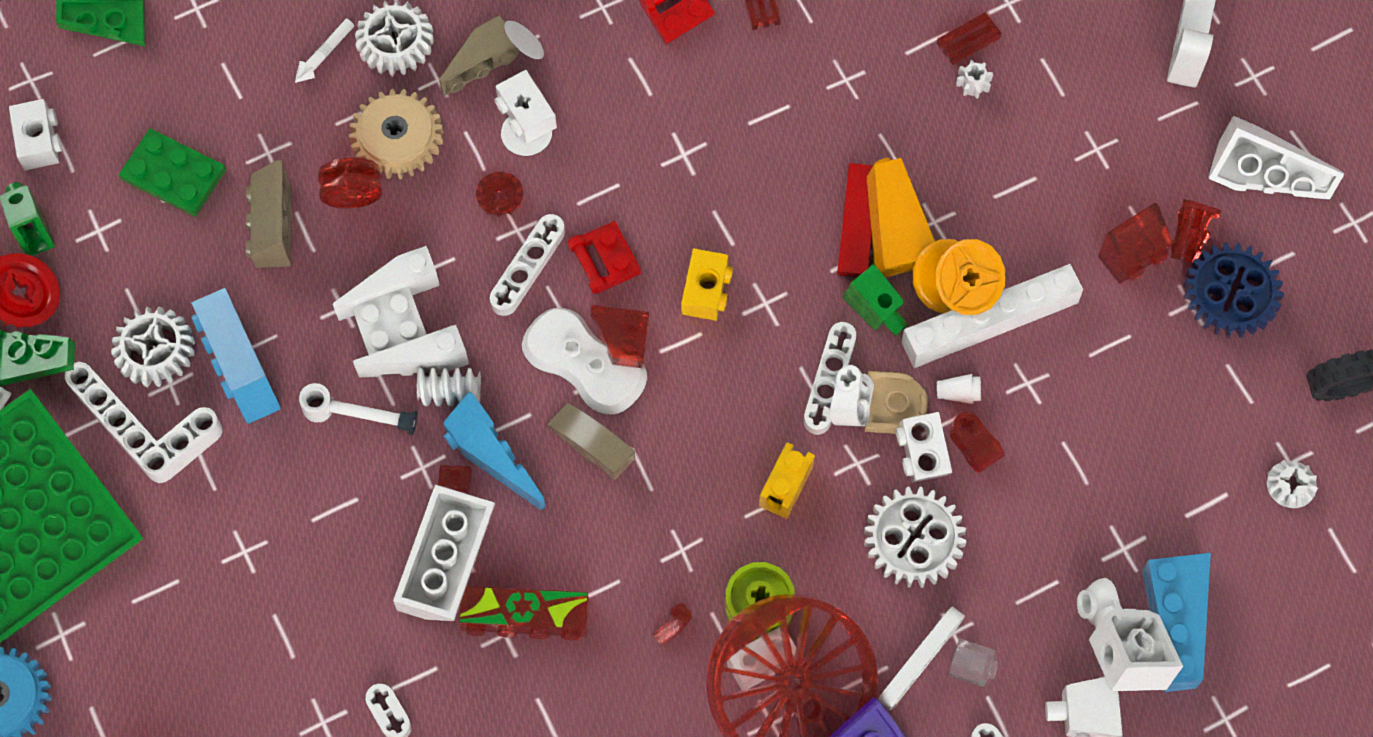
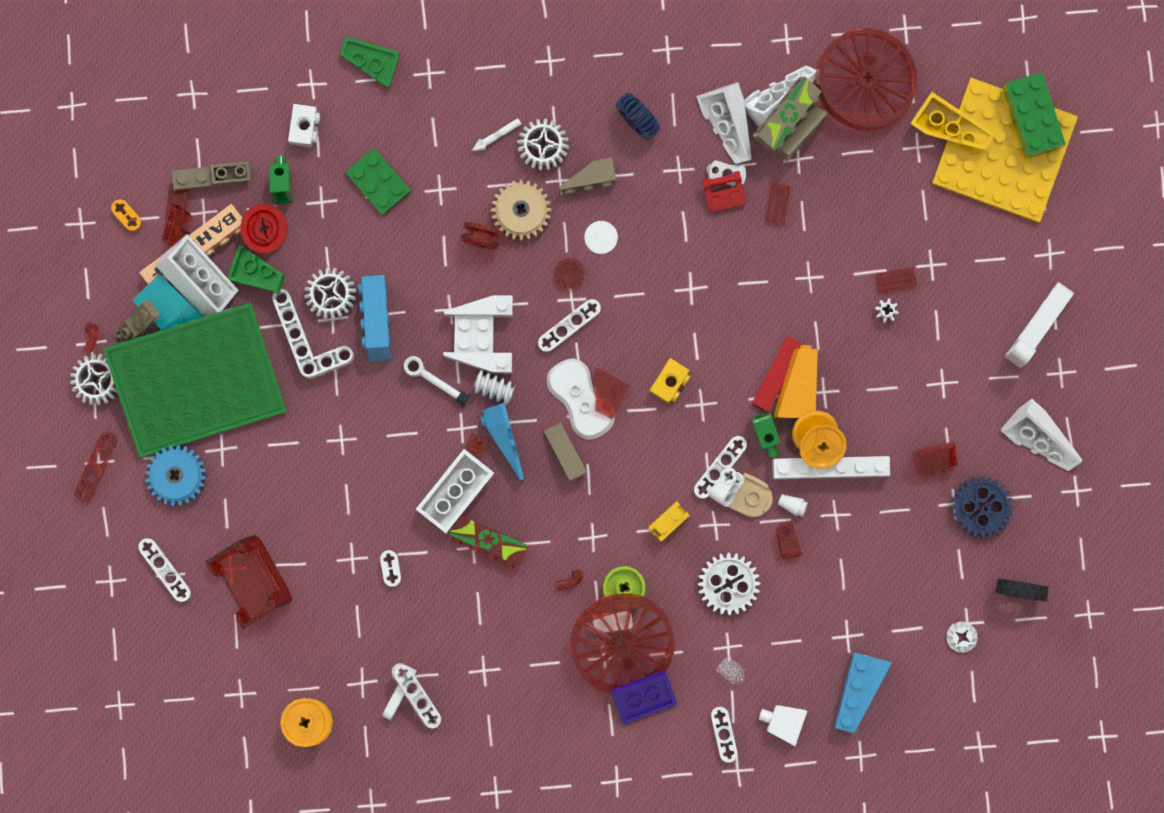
camera: 20 degrees right, 15 degrees up
(269, 217) = (425, 237): dark tan slope -> none
(520, 94) = (608, 212): white brick -> none
(524, 39) = (621, 178): white sticker -> none
(613, 253) = (623, 338): red plate -> none
(921, 658) = (702, 656): white beam -> none
(932, 446) = (760, 534): white brick -> none
(1128, 642) = (821, 697): white brick -> none
(1191, 230) = (973, 461): clear red wing -> none

